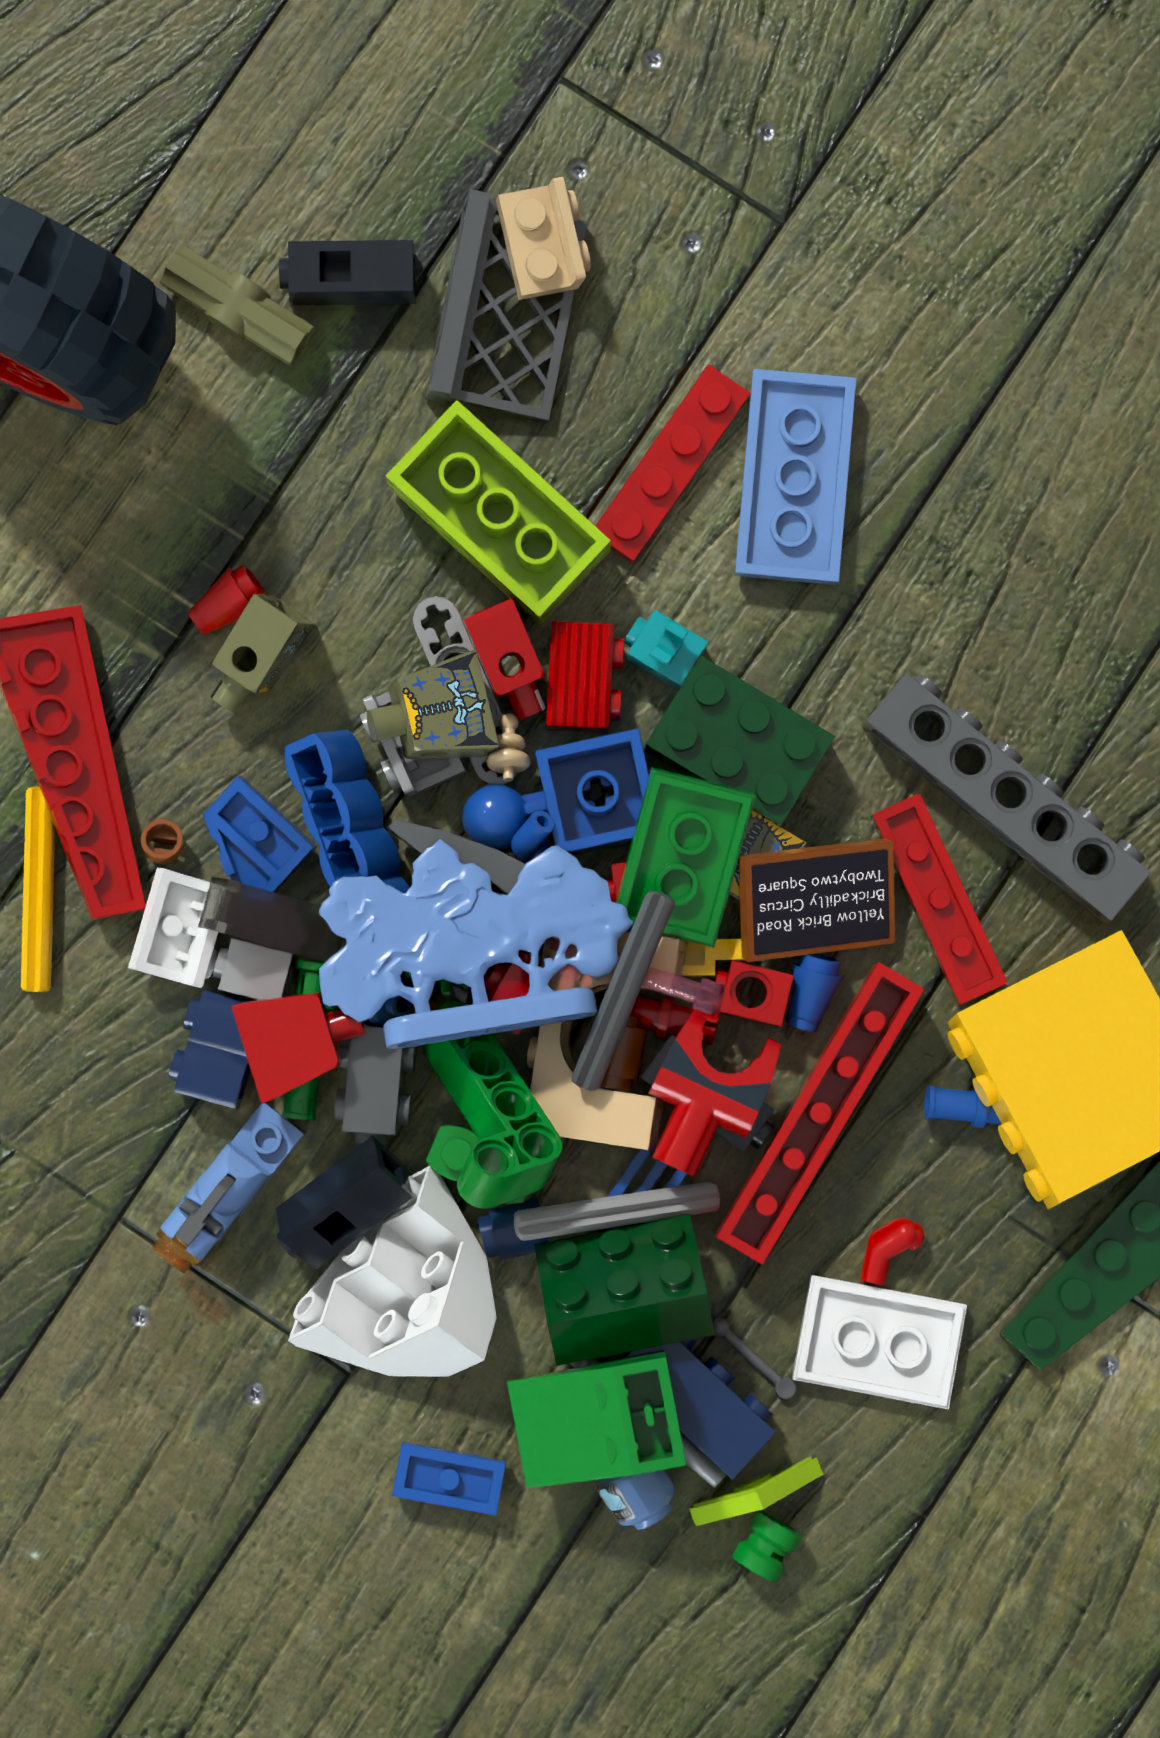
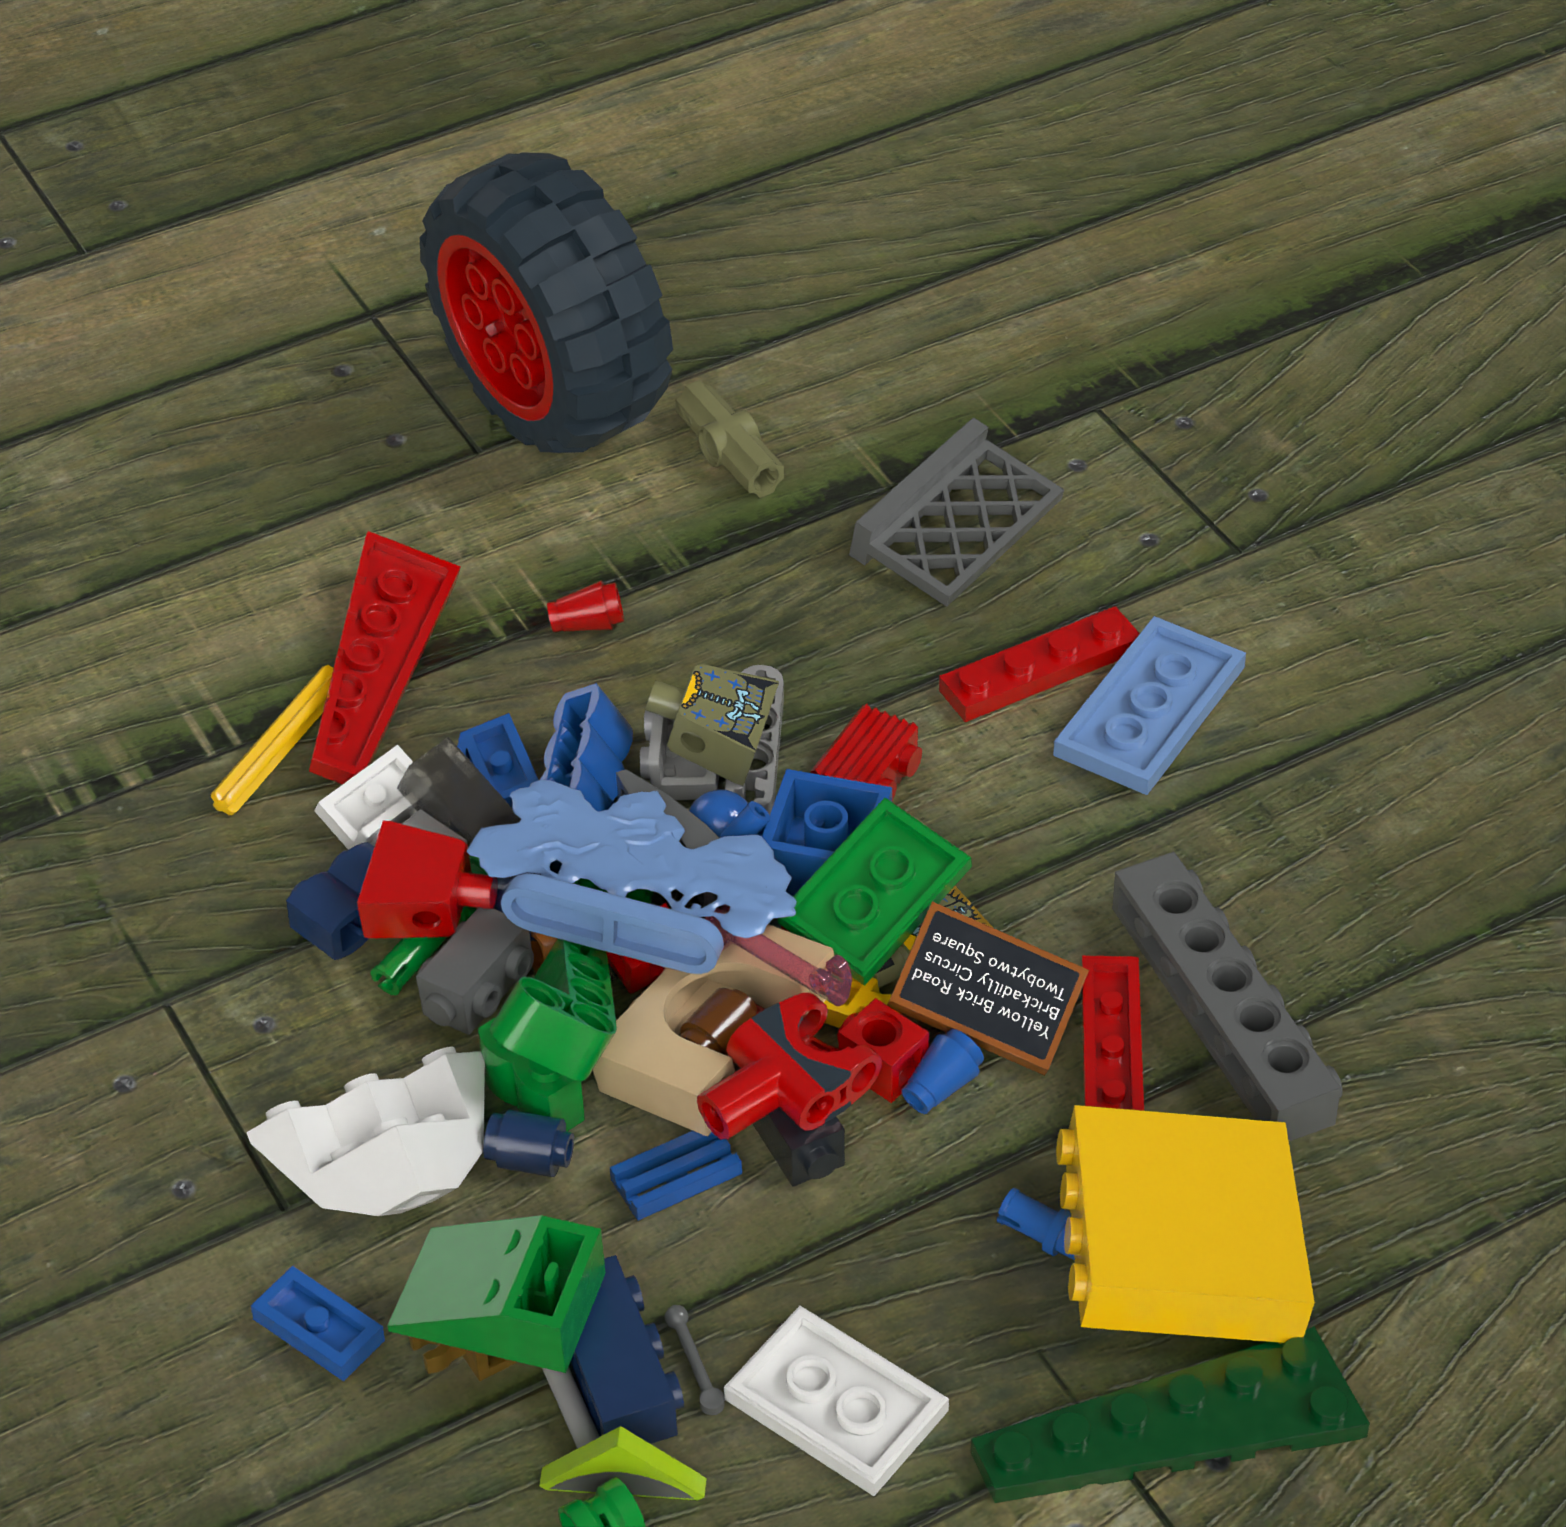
camera: 25 degrees right, 40 degrees down
(162, 832) = (412, 737): dark orange hinge -> none
(226, 1188) = (281, 994): medium blue plate -> none
(273, 634) = (592, 634): olive torso -> none
(343, 1203) = (375, 1038): black brick -> none
(349, 272) = (839, 448): black brick -> none
(494, 634) = (805, 725): red torso -> none
(498, 513) = (863, 623): lime brick -> none
(509, 756) = (762, 779): tan hair -> none
(543, 239) = (1014, 476): tan bracket -> none
(616, 1211) = (635, 1151): light grey axle -> none
(623, 990) = (751, 950): dark grey axle -> none
(623, 1290) = (641, 1214): dark green brick -> none
(638, 1498) = (499, 1407): medium blue head -> none
(664, 648) = (957, 771): teal brick -> none
(739, 739) = (1017, 868): dark green brick -> none
(818, 1112) = (885, 1157): red brick -> none
(886, 1243) = (892, 1311): red arm -> none

